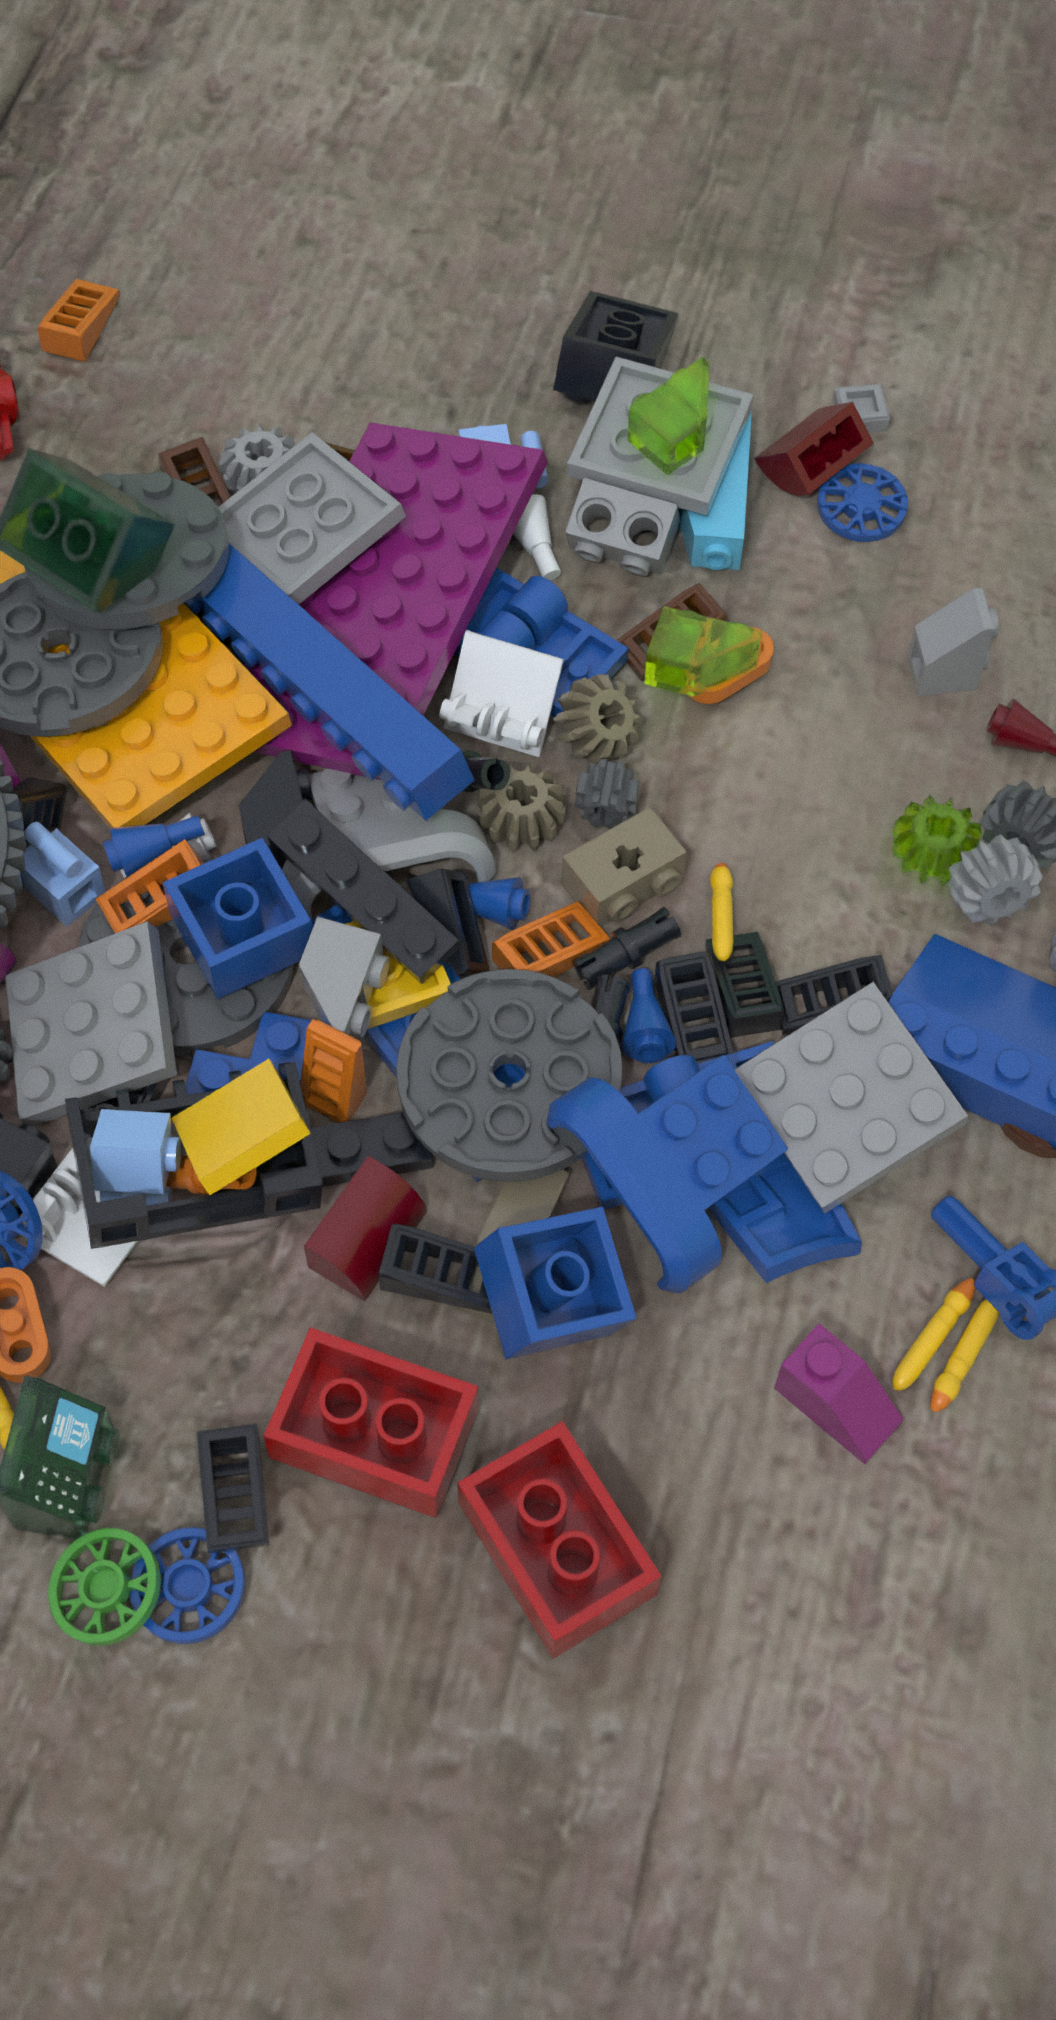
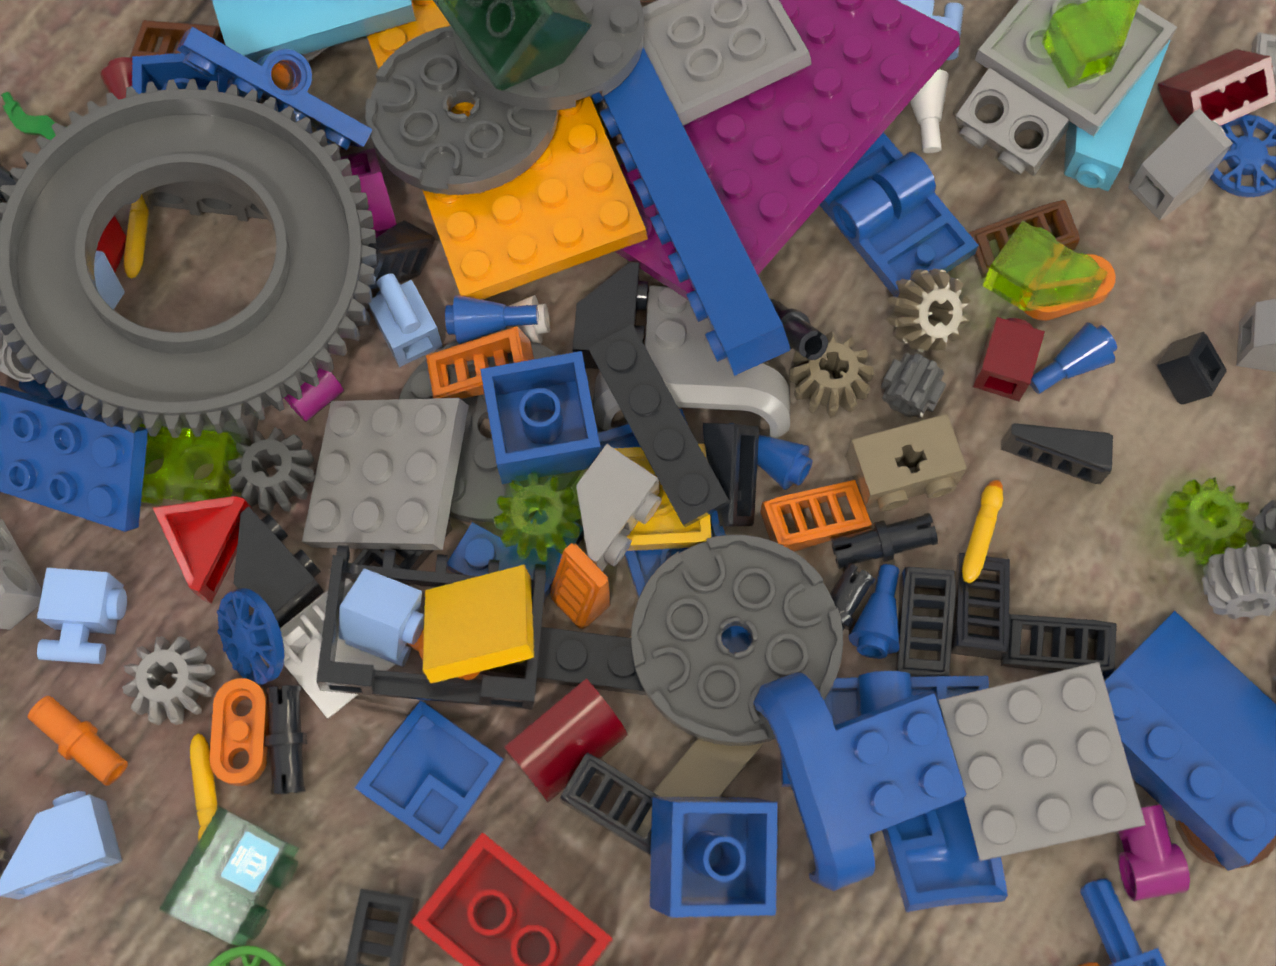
camera: 20 degrees right, 10 degrees up
(66, 1318) = (285, 739): none -> black pin
(233, 1304) = (430, 774): none -> blue plate
(266, 998) = (534, 497): none -> clear neon green gear
(502, 693) = (848, 259): white hinge -> none
(693, 745) = (1009, 358): none -> dark red brick
(767, 719) = (1085, 352): none -> blue cone
(775, 813) = (1070, 451): none -> black slope
(800, 522) = (1180, 165): none -> light grey slope
(875, 707) = (1192, 368): none -> black slope
(987, 1165) = (1150, 861): none -> magenta piece

